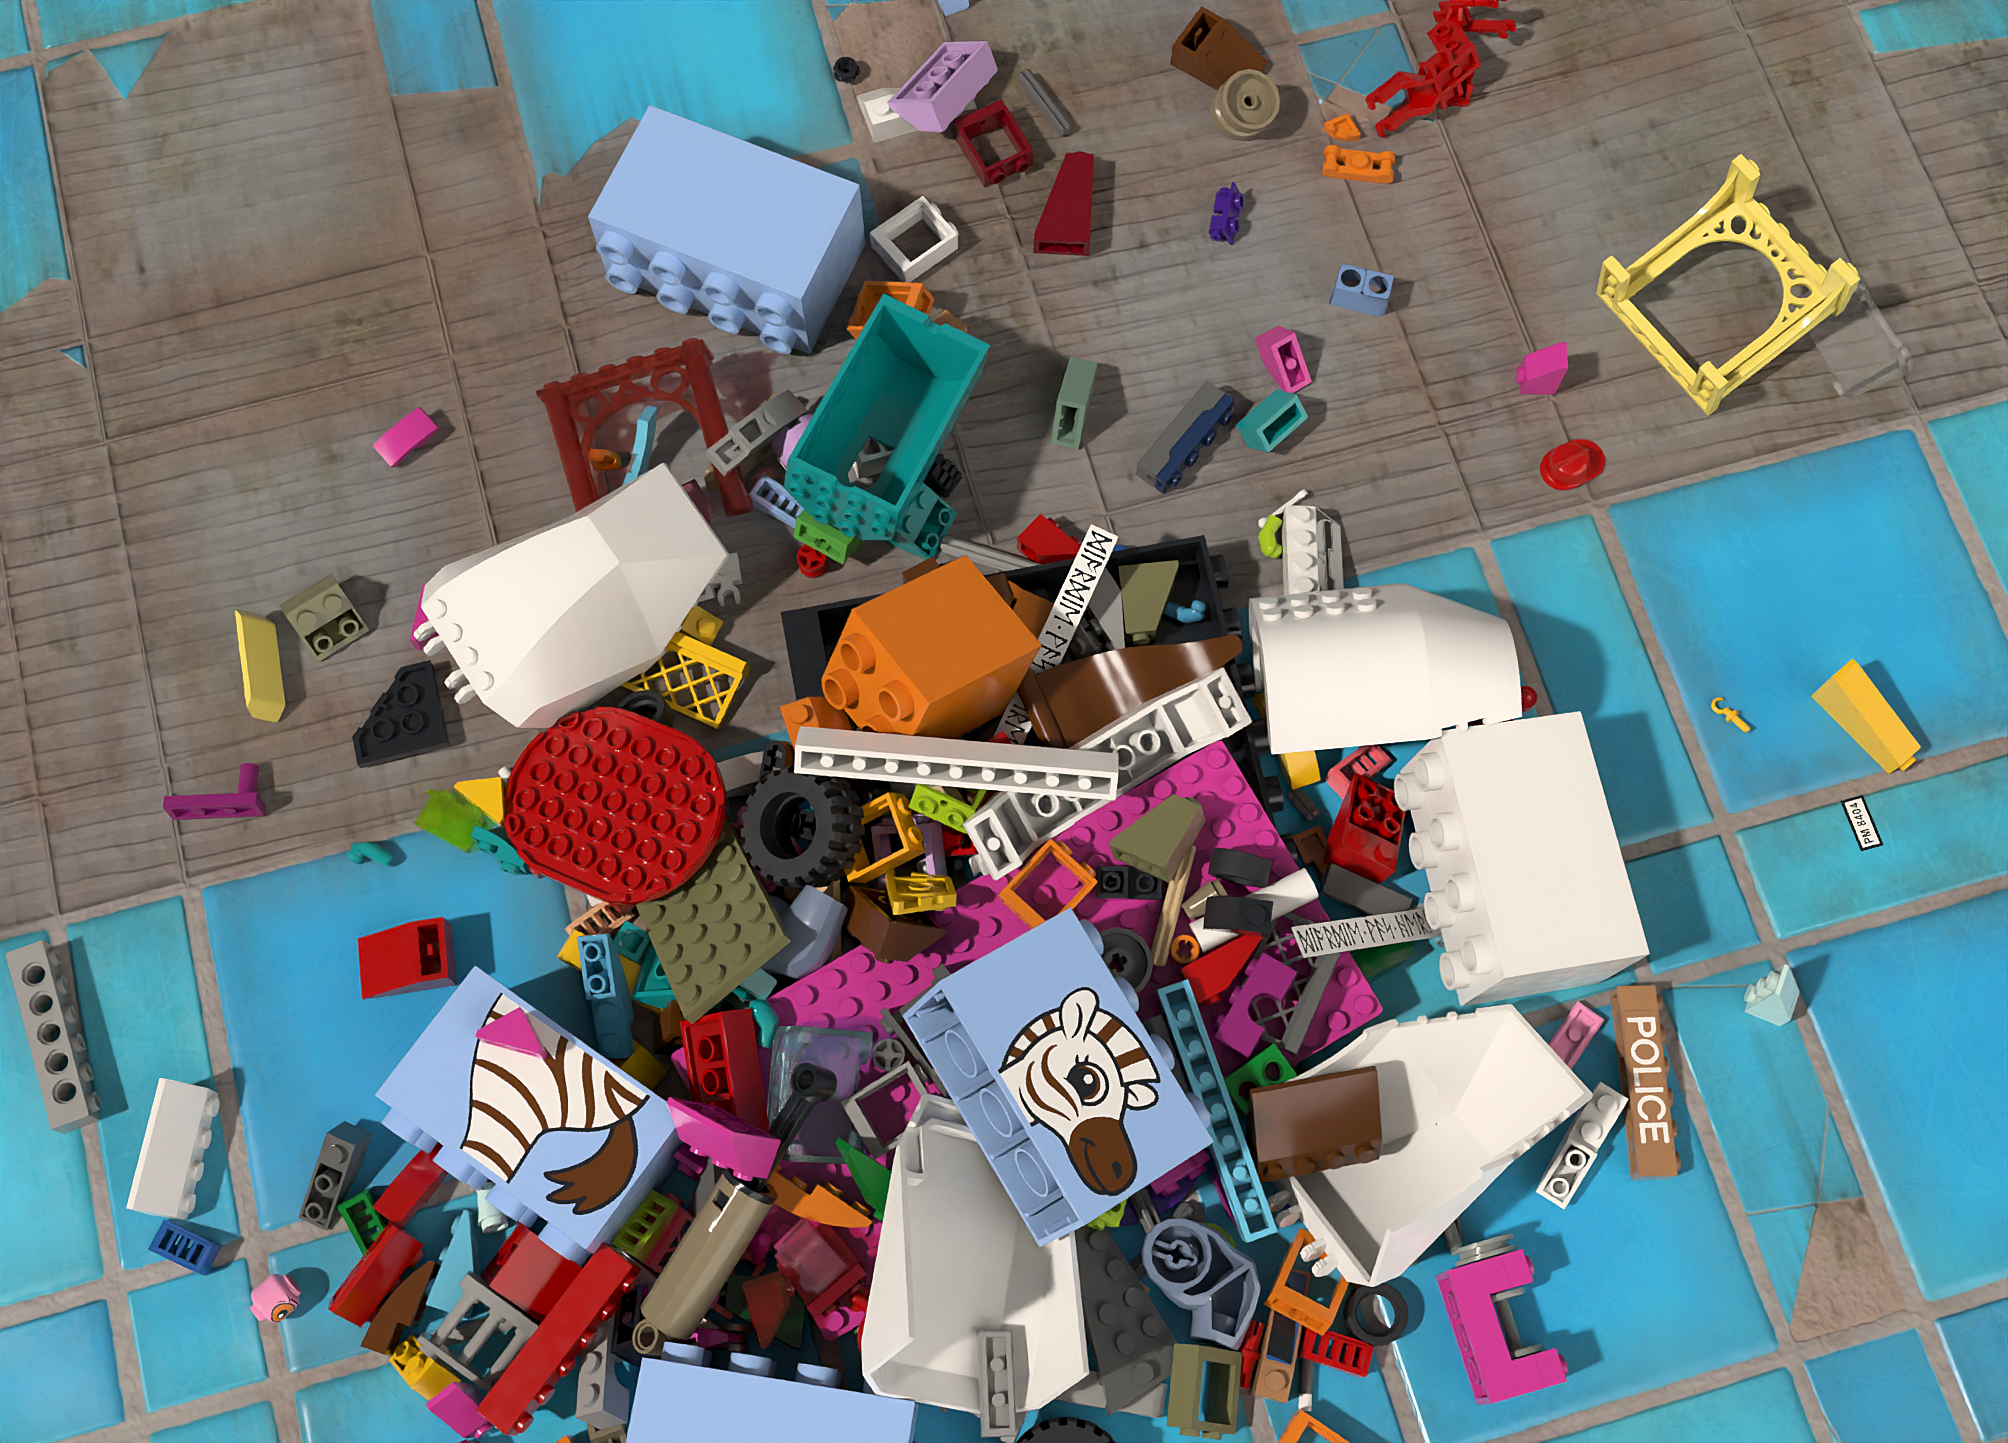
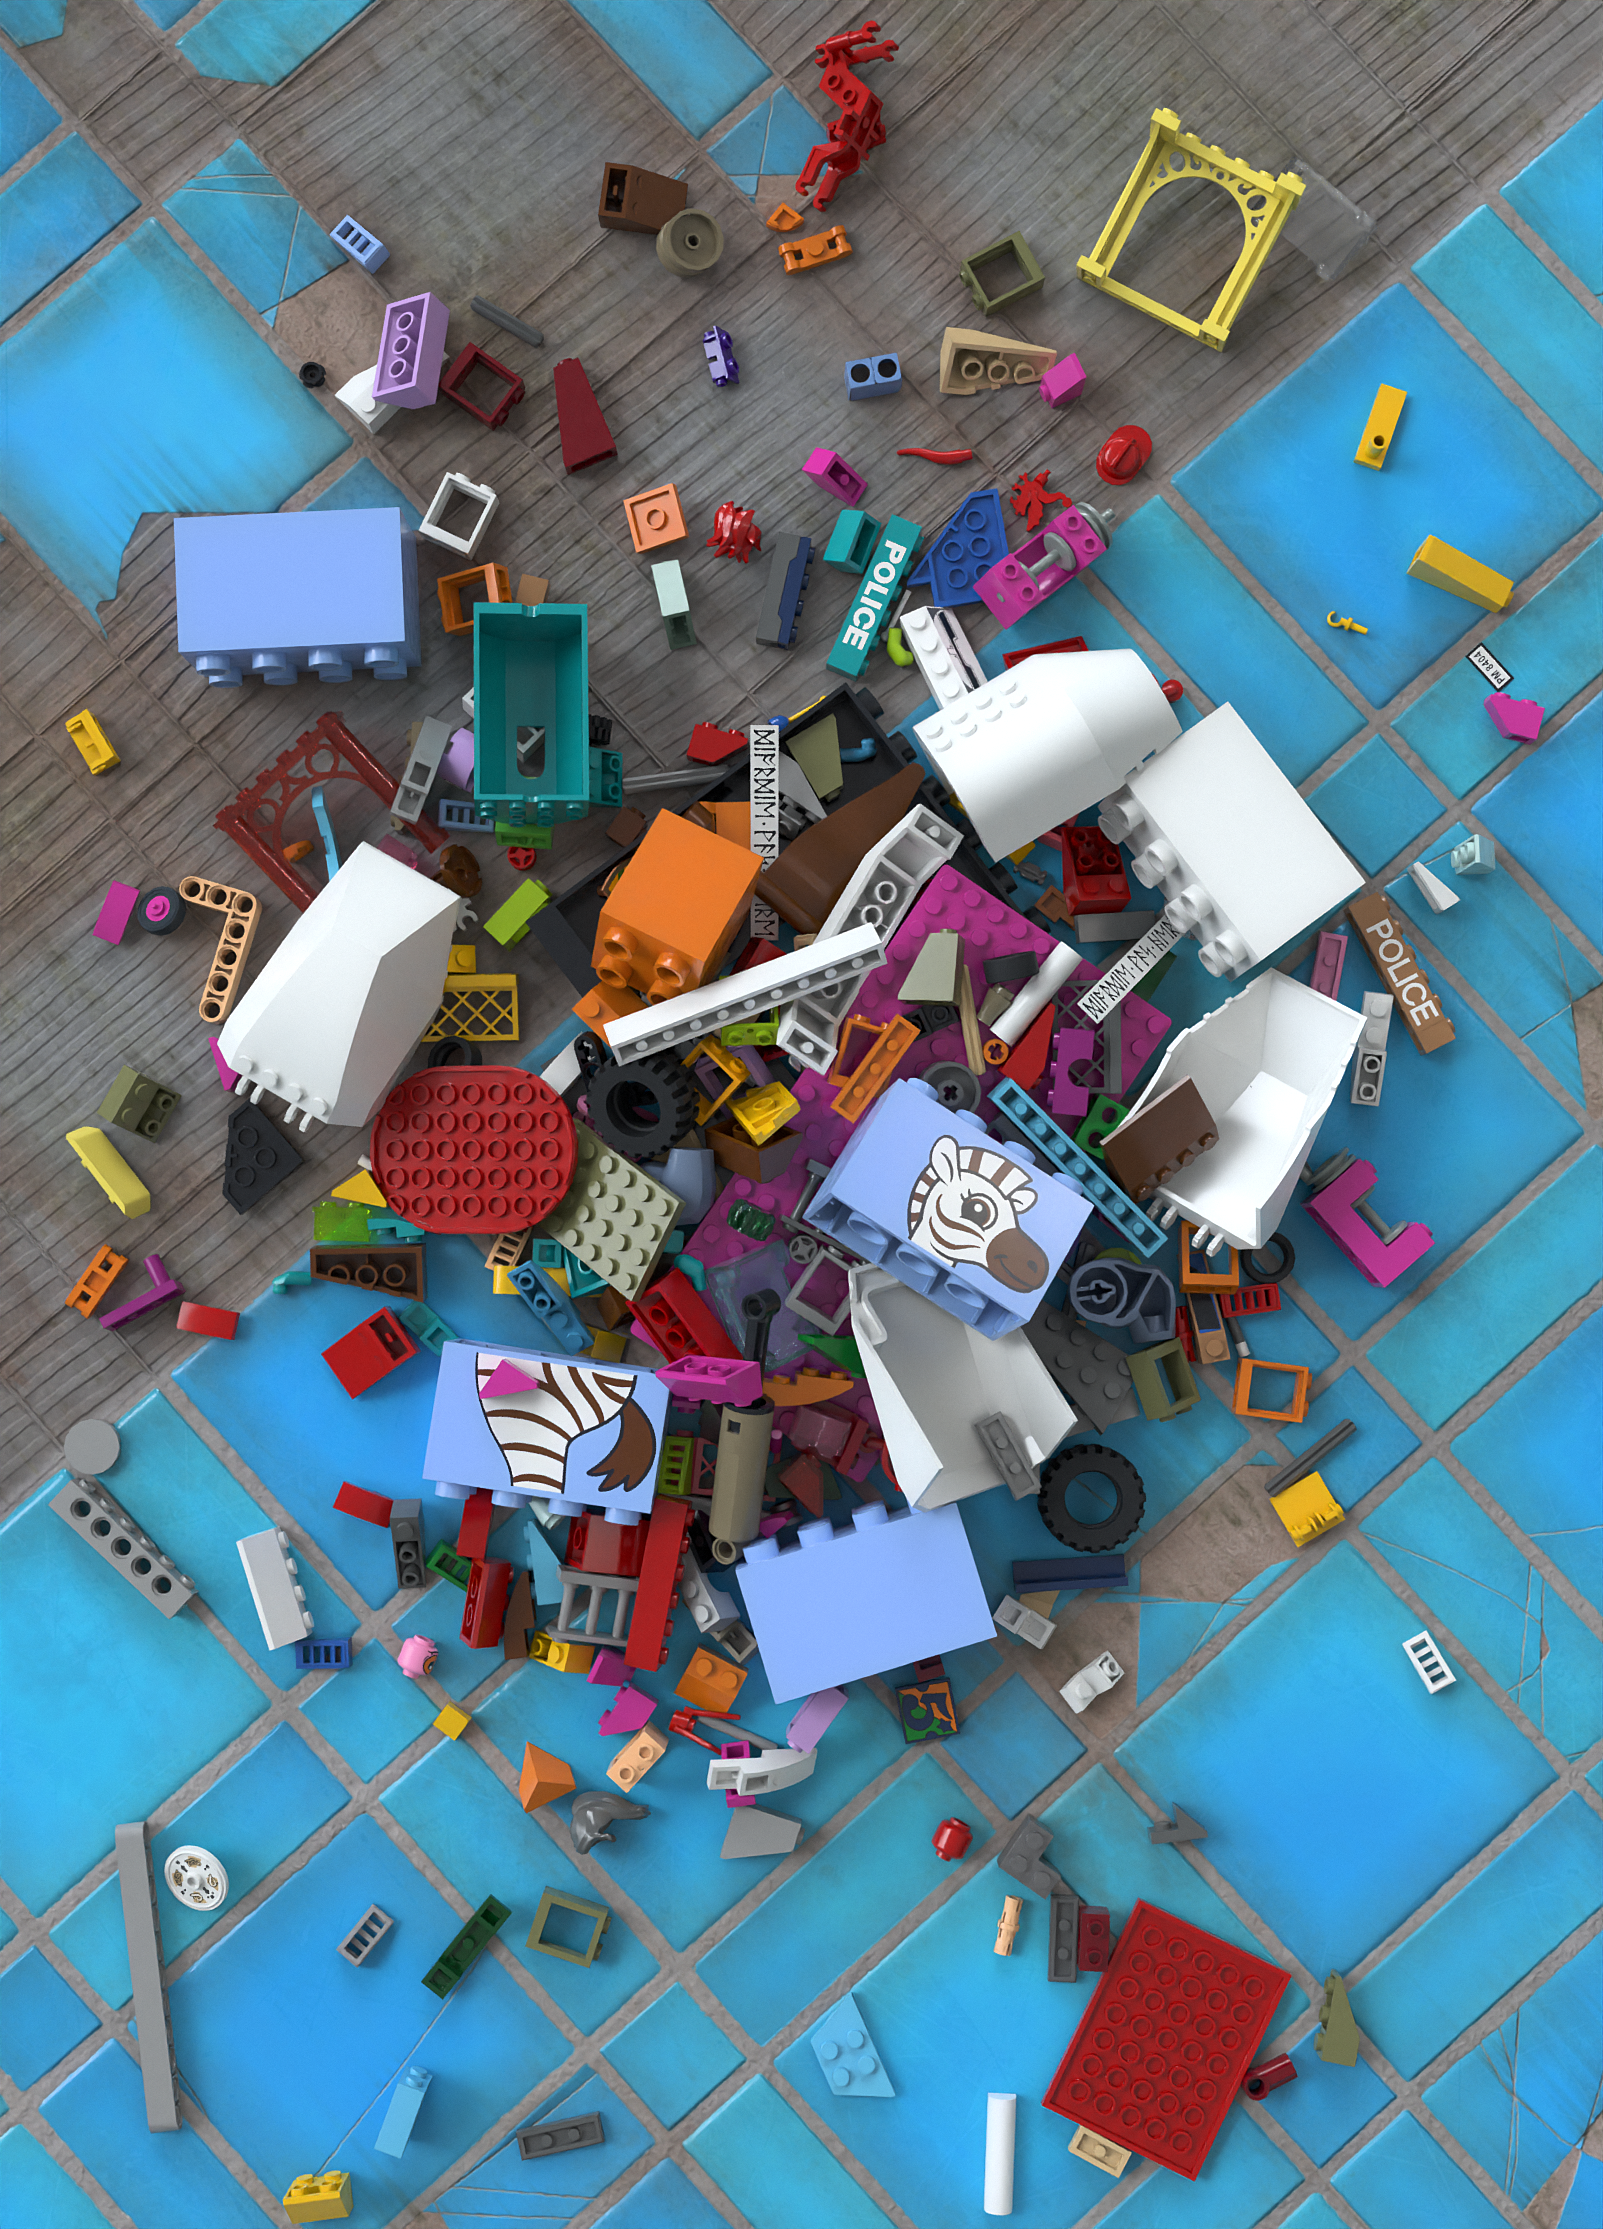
camera: 20 degrees left, 15 degrees up
(85, 921) = (92, 1446): none -> light grey tile
(185, 763) = (96, 1281): none -> orange plate
(268, 852) = (208, 1320): none -> red slope
(272, 1387) = (452, 1720): none -> yellow slope
(311, 1109) = (364, 1504): none -> red slope
(448, 454) = (161, 911): none -> black wheel
(464, 882) = (377, 1267): none -> reddish brown wedge
(473, 282) = (92, 742): none -> yellow hinge
(475, 951) = (427, 1326): none -> teal slope
(492, 509) = (227, 943): none -> light nougat beam
(745, 543) = (459, 871): none -> reddish brown tile
(764, 607) = (509, 922): none -> lime window
(849, 996) = (751, 1220): none -> clear green gear
(1051, 899) = (875, 1068): none -> orange plate
(1095, 321) = (656, 518): none -> orange hinge
(1163, 364) = (734, 532): none -> red hair
(1238, 915) = (1028, 1009): black slope -> none
(1268, 482) = (874, 598): none -> teal brick
(1379, 486) = (964, 552): none -> blue wing
(1398, 391) = (945, 458): none -> red animal
(1450, 522) = (1045, 563): none -> dark pink piece
(1470, 461) = (1034, 493): none -> red piece
(1476, 324) = (983, 360): none -> tan wedge
(1527, 234) = (1018, 247): none -> olive window
(1715, 1014) = (1433, 890): none -> white slope
(1839, 549) = (1380, 427): none -> yellow piece
(1868, 881) = (1514, 718): none -> dark pink slope

